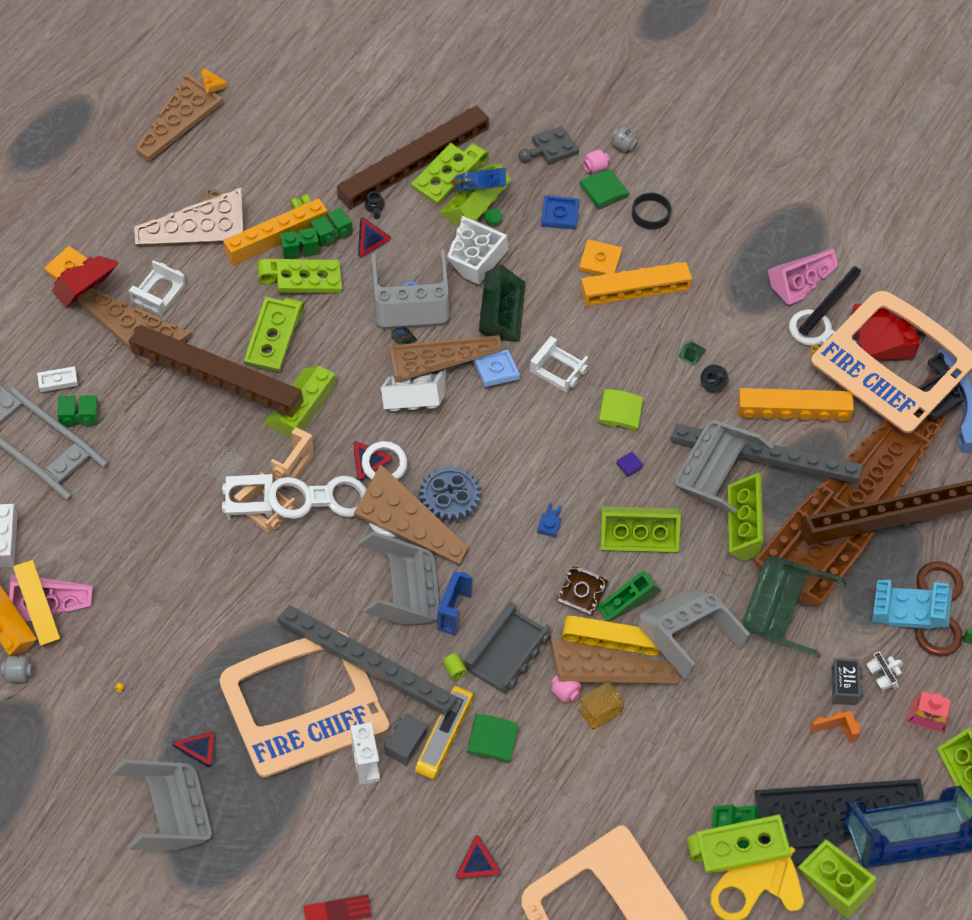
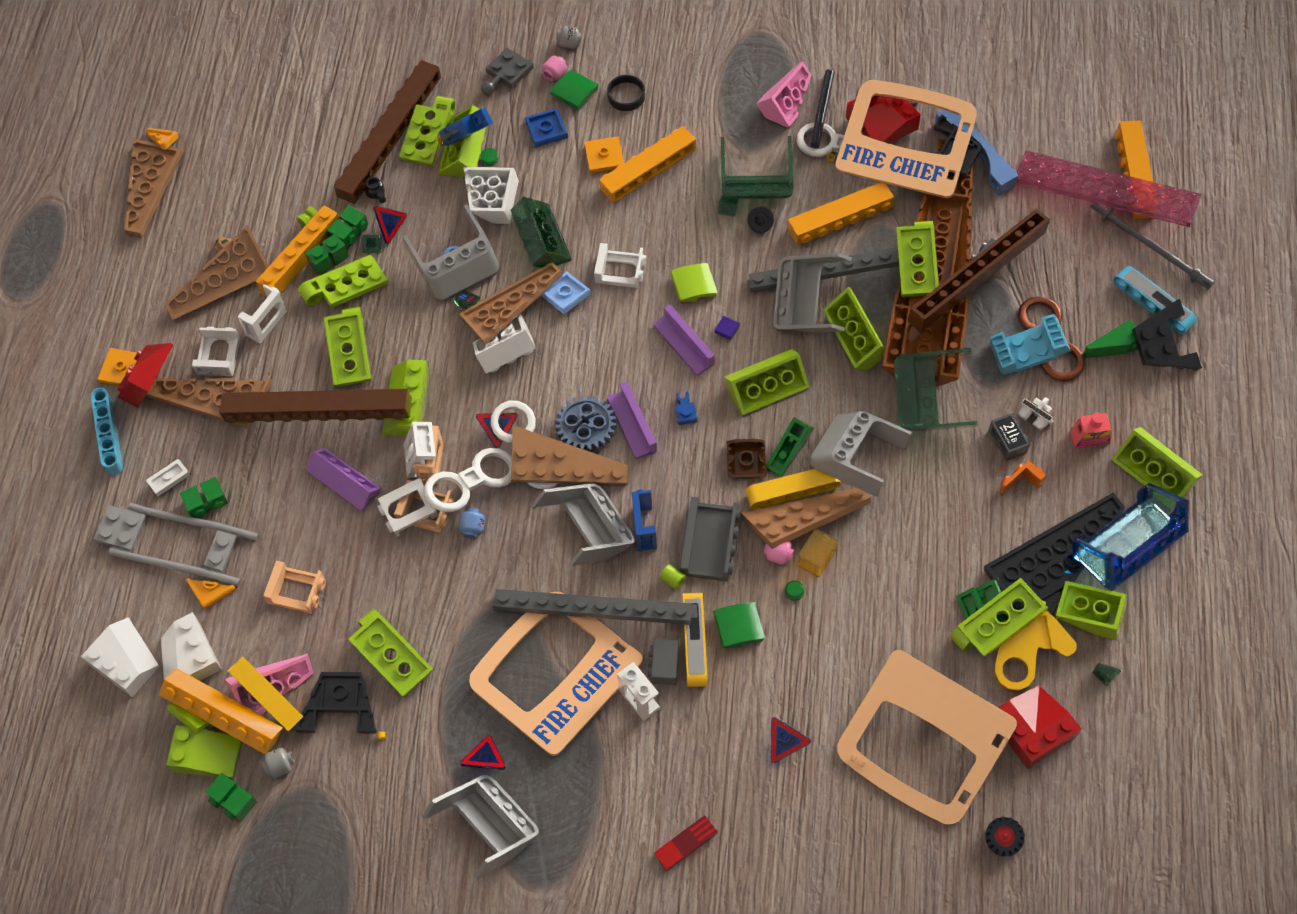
camera: 20 degrees left, 5 degrees up
(27, 316) = (109, 438): none -> medium azure beam
(39, 494) = (209, 592): none -> light orange tile
(100, 511) = (276, 581): none -> light nougat panel
(102, 634) = (339, 694): none -> black wing
(158, 600) = (377, 638): none -> lime hinge
(199, 274) = (251, 323): none -> white panel
(207, 445) = (342, 478): none -> medium lavender panel
(287, 449) = (421, 448): none -> white panel
(299, 536) = (471, 523): none -> medium blue head
(345, 251) = (372, 243): none -> clear green slope
(494, 511) = (632, 422): none -> medium lavender panel
(562, 731) = (794, 590): none -> green piece
(582, 459) = (684, 341): none -> medium lavender panel
(727, 345) = (757, 186): none -> clear green windscreen
(845, 459) = (913, 243): none -> lime hinge

